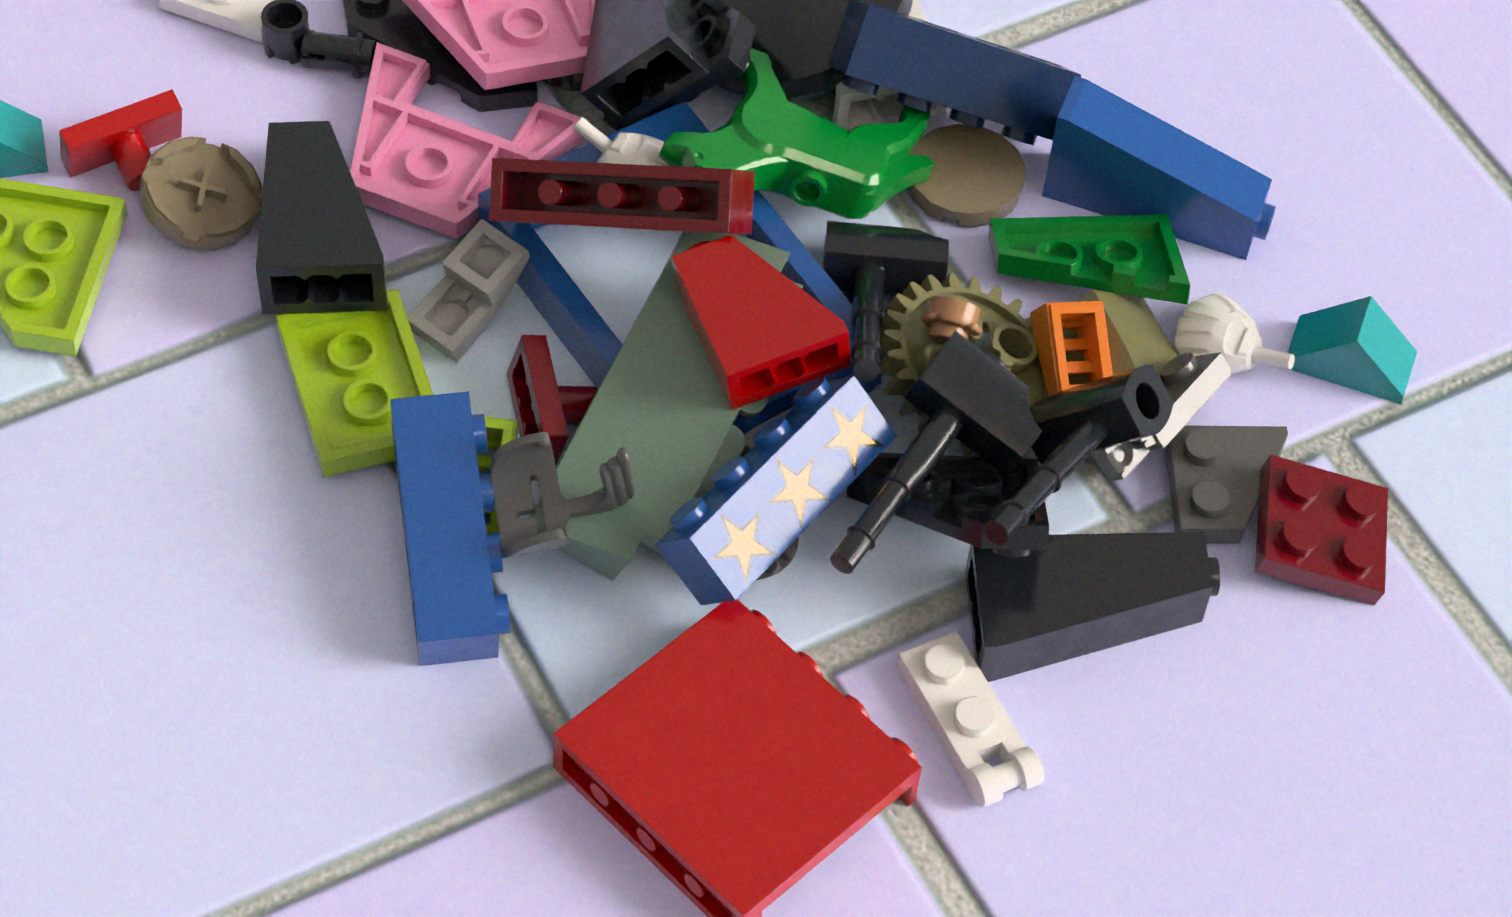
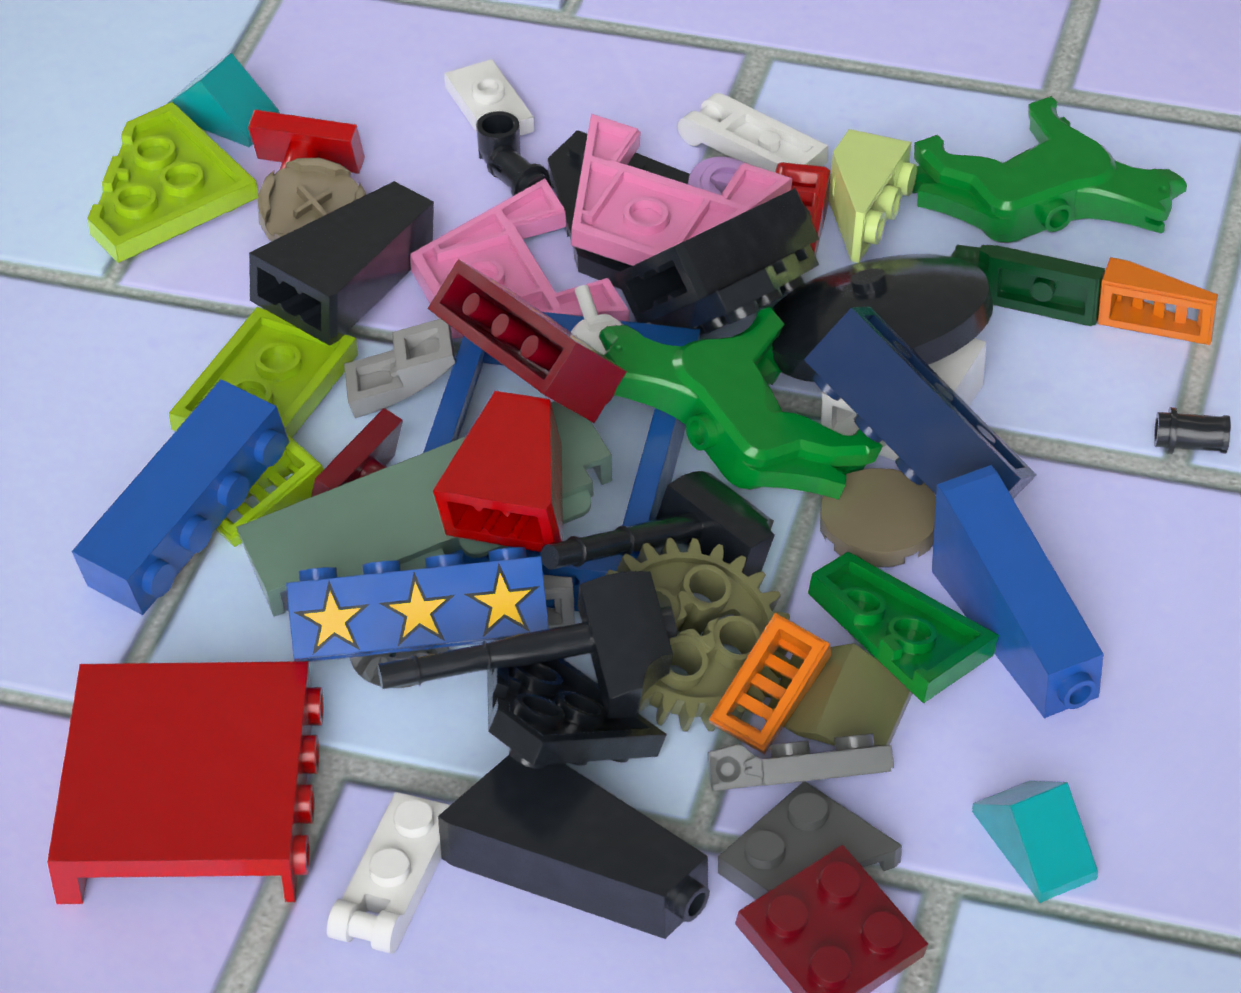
camera: 50 degrees right, 10 degrees down
(532, 459) = (258, 478): dark grey helmet -> none
(951, 314) = (674, 574): medium nougat plate -> none
(1078, 424) = (689, 716): black piece -> none
(1223, 326) = (938, 752): white piece -> none

